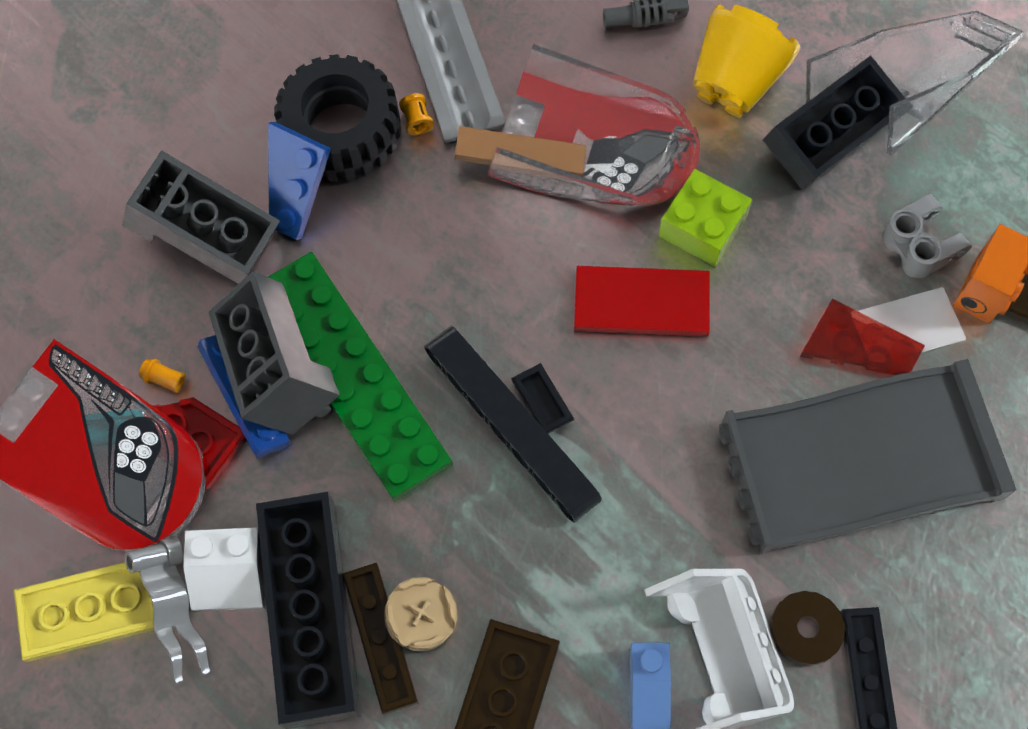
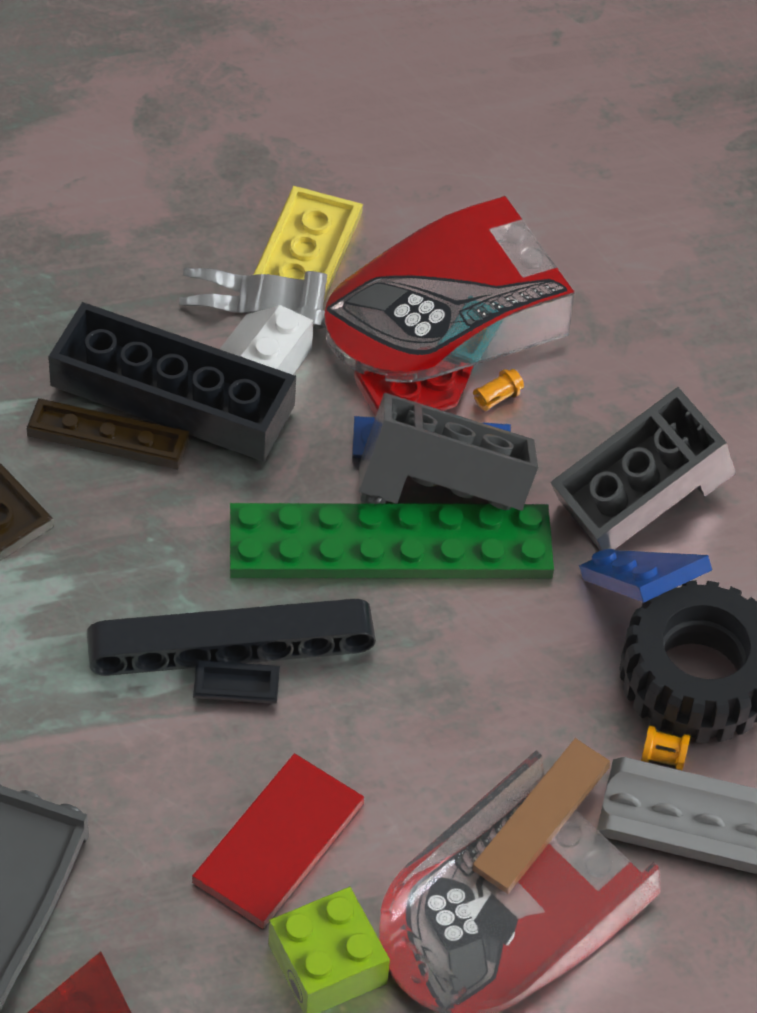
camera: 115 degrees right, 15 degrees down
(420, 614) = (101, 468): tan tile -> none

